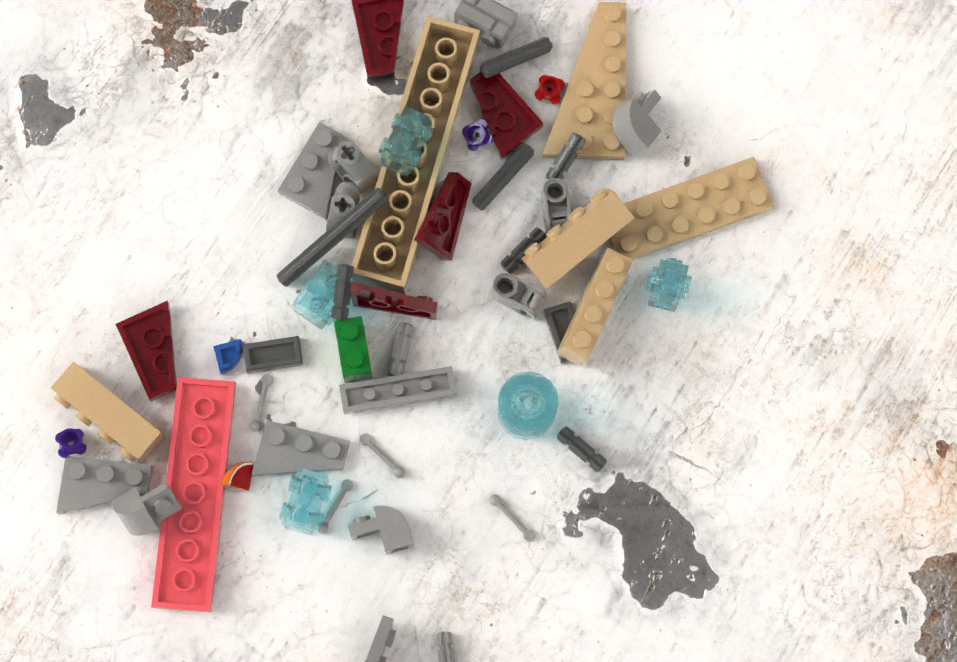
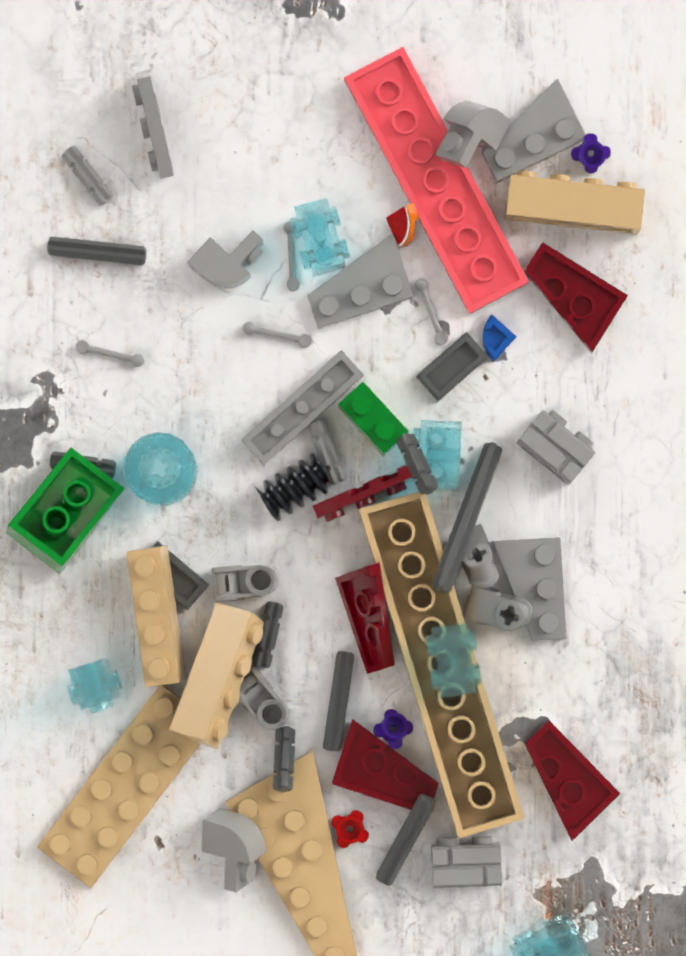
camera: 150 degrees right, 10 degrees up
(238, 252) = (556, 446): none -> light grey brick
(439, 336) = (294, 487): none -> black piece
(474, 599) = (96, 250): none -> dark grey axle
(614, 420) = (64, 510): none -> green slope

